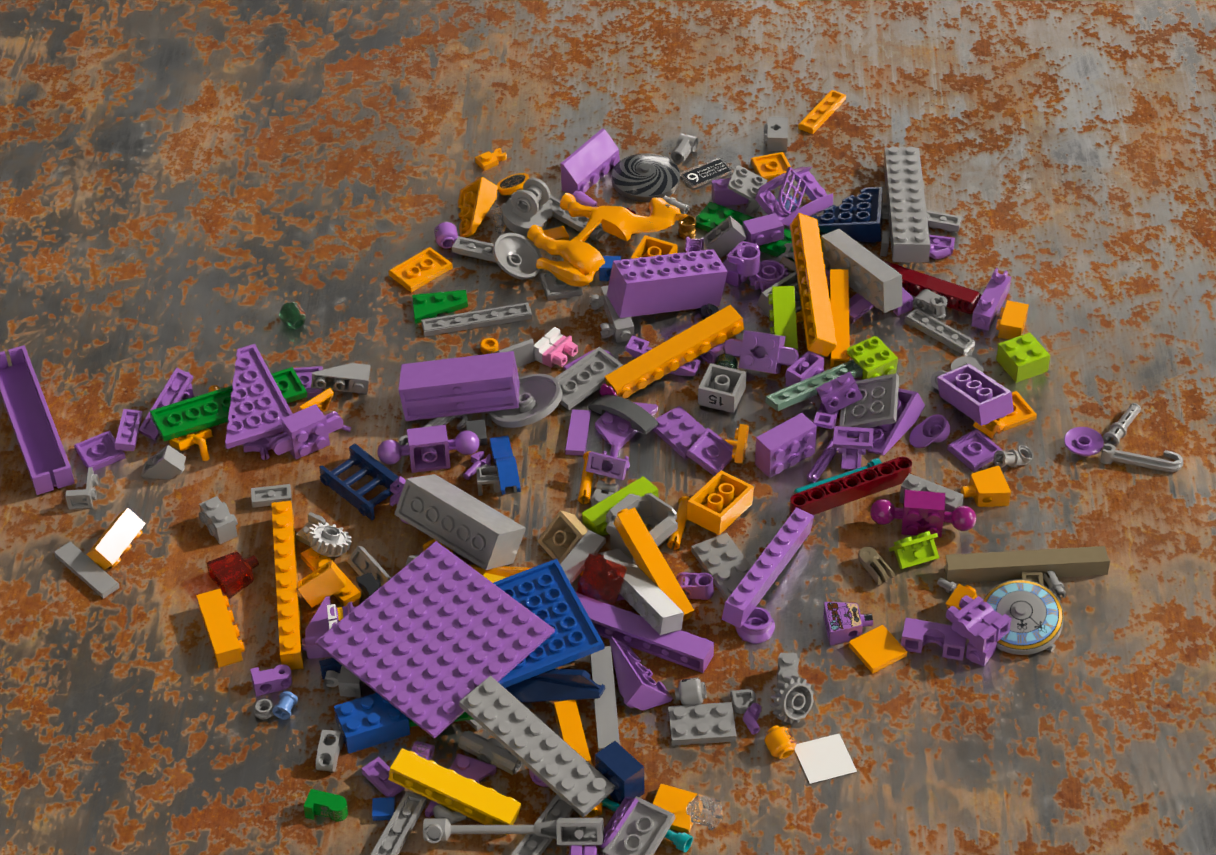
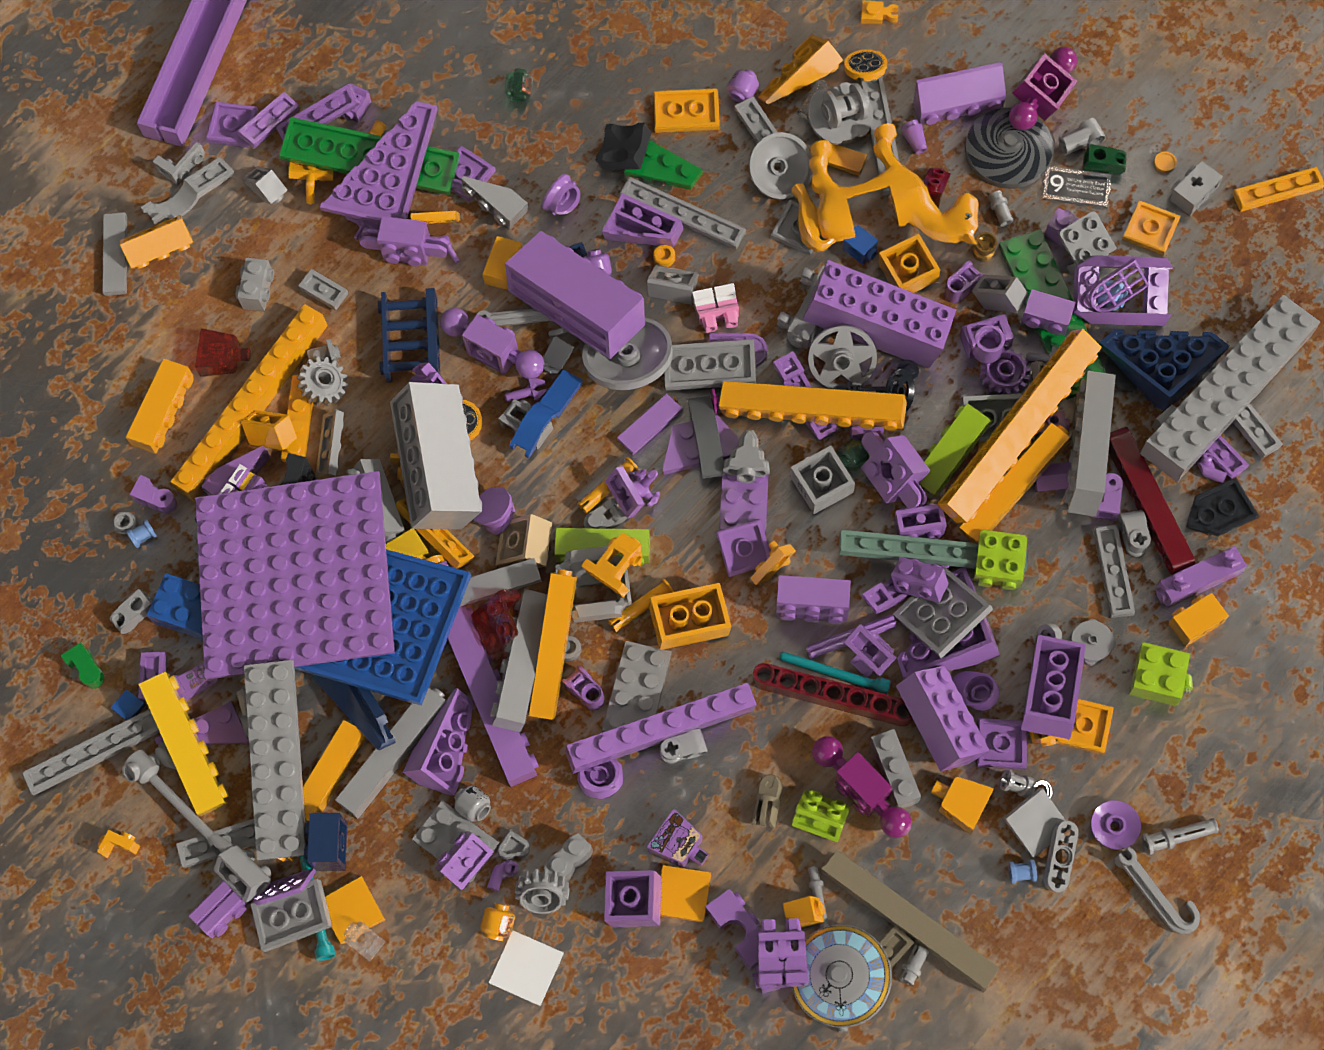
camera: 45 degrees right, 25 degrees up
(110, 500) = (191, 190): none -> light grey piece
(386, 408) = (495, 271): none -> light orange brick
(389, 350) = (561, 196): none -> medium lavender hat
(402, 303) = (623, 147): none -> black brick
(460, 333) = (641, 224): none -> medium lavender wedge
(534, 535) = (496, 510): none -> medium lavender hat
(637, 134) = (1043, 88): none -> magenta brick
(648, 494) = (607, 572): none -> light orange tile
(665, 318) = (842, 356): none -> light grey wheel
(665, 405) = (747, 460): none -> light grey rock
(709, 149) = (1104, 159): none -> dark green leg
(721, 718) = (463, 859): none -> medium lavender bracket
(744, 135) = (1165, 162): none -> light orange piece
(791, 574) = (688, 746): none -> light grey piece
(853, 664) = (632, 898): none -> medium lavender brick
(931, 451) = (942, 718): none -> medium lavender brick
(964, 266) = (1221, 509): none -> black tile
(1040, 469) = (1034, 822): none -> light grey tile
(1062, 496) = (1022, 871): none -> medium blue bush
(1064, 466) = (1057, 837): none -> light grey beam

